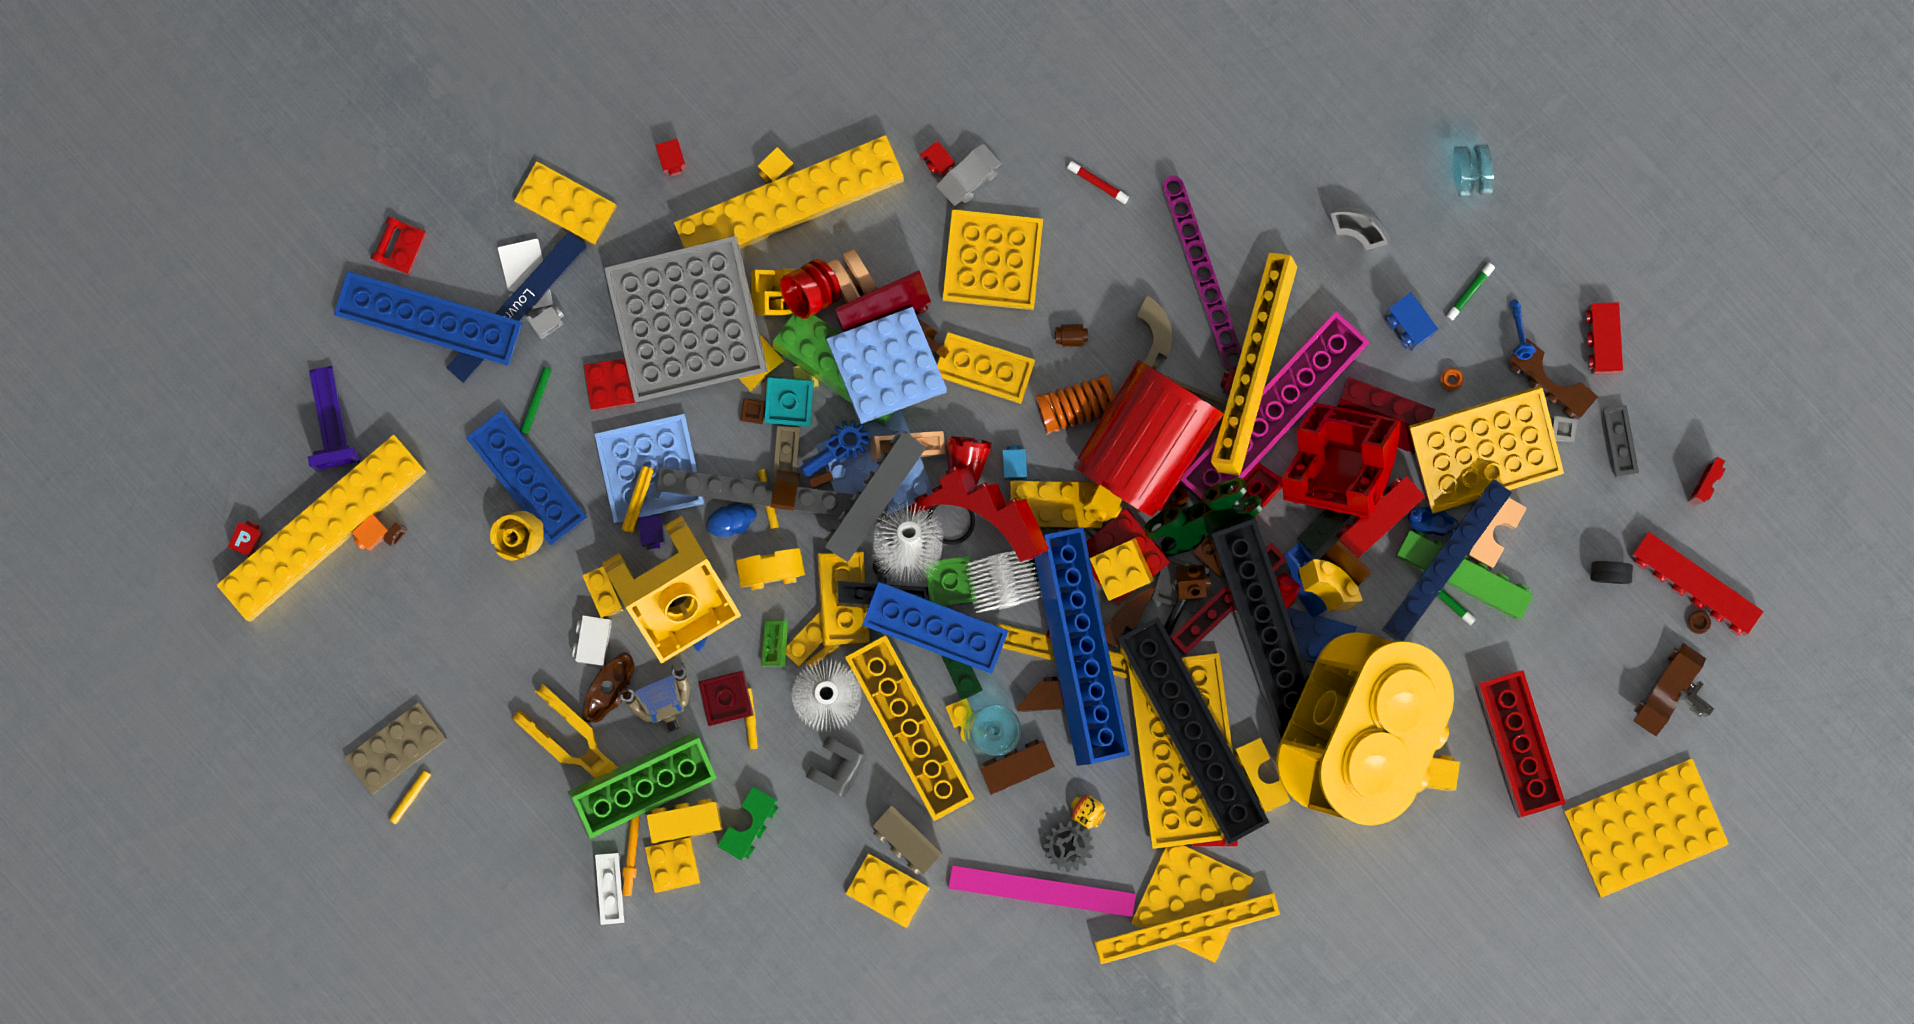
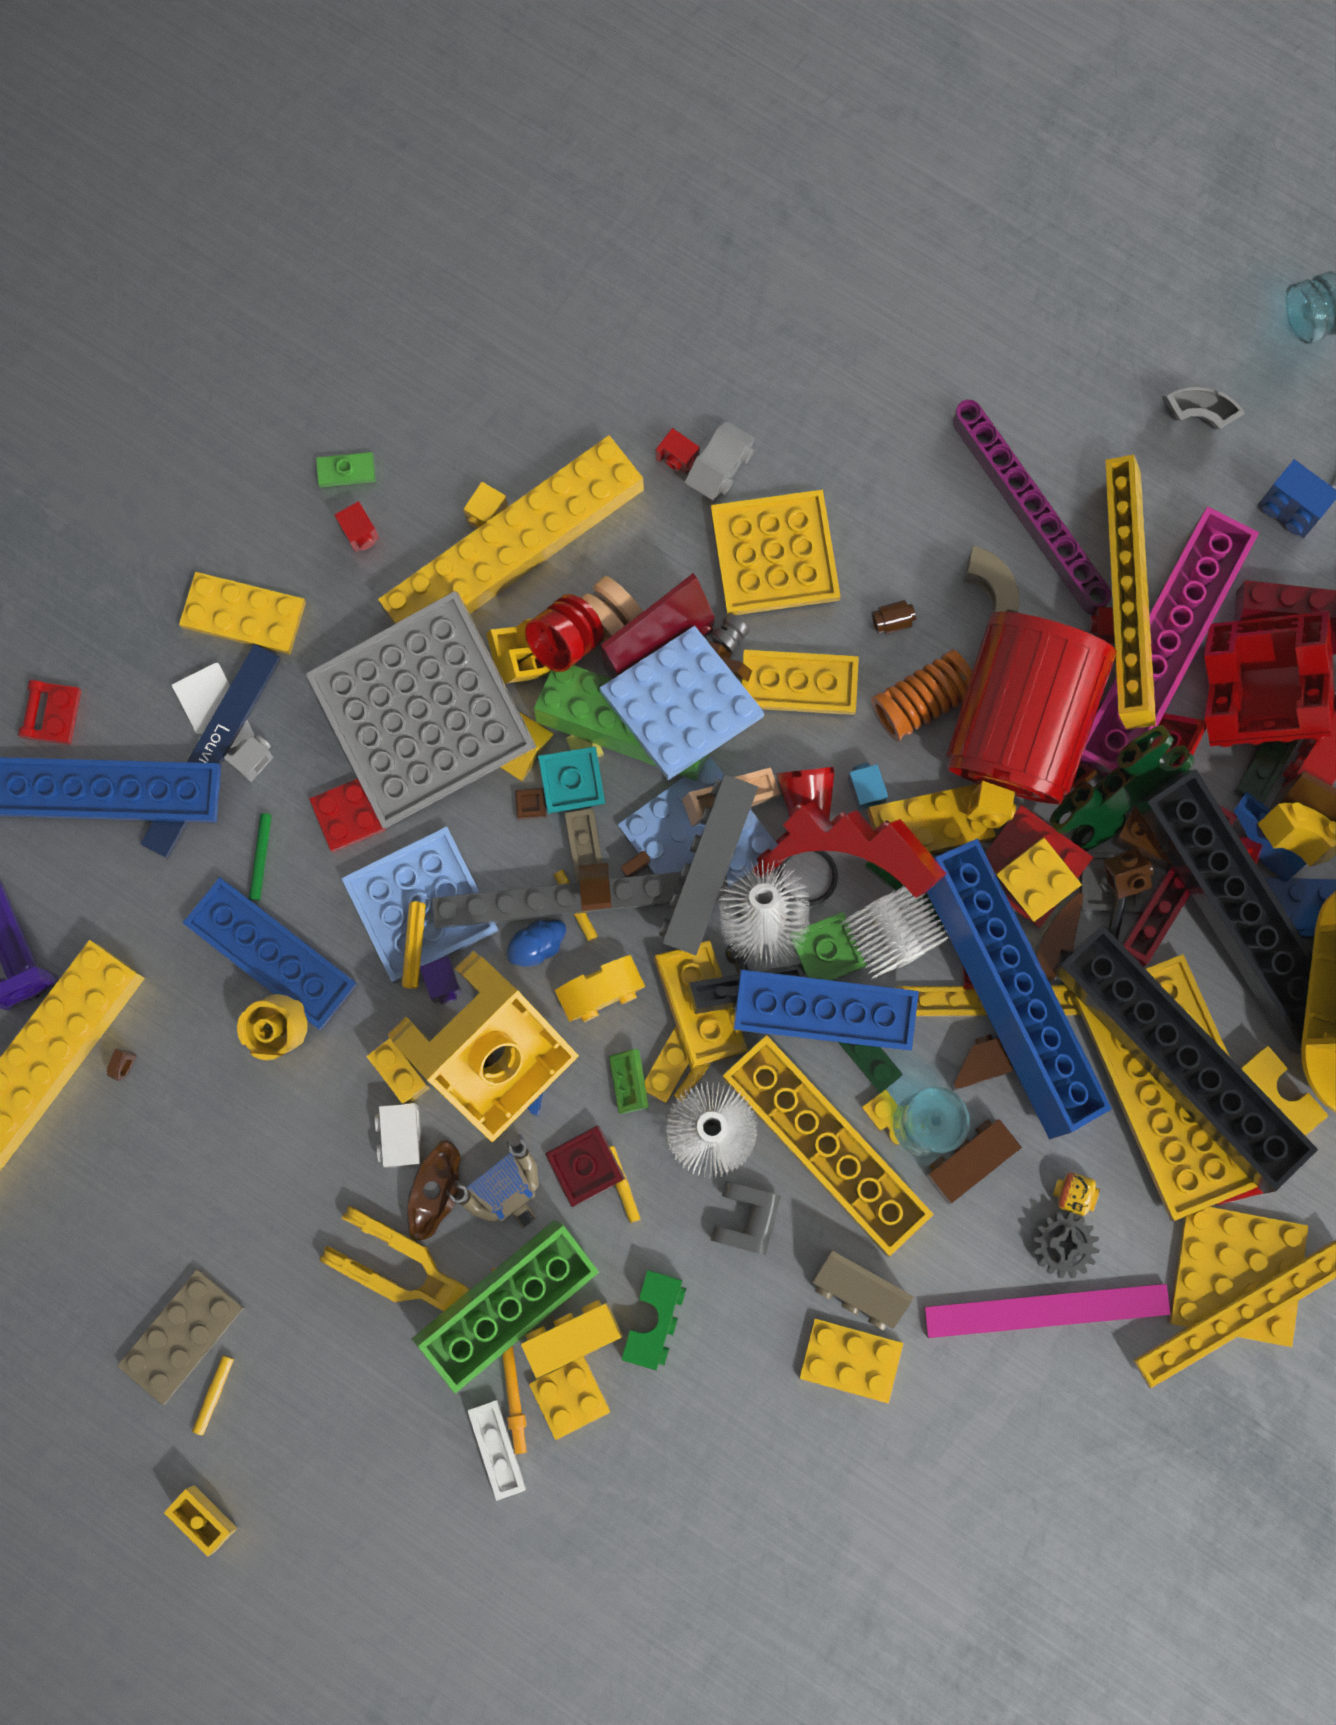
camera: 10 degrees left, 5 degrees down
(369, 533) = (88, 1071): orange brick -> none
(382, 883) = (200, 1520): none -> yellow brick
(673, 106) = (346, 469): none -> bright green plate
(837, 448) = (647, 820): blue gear -> none
(940, 316) = (730, 632): none -> flat silver wheel
(1096, 181) = (875, 434): red bar -> none

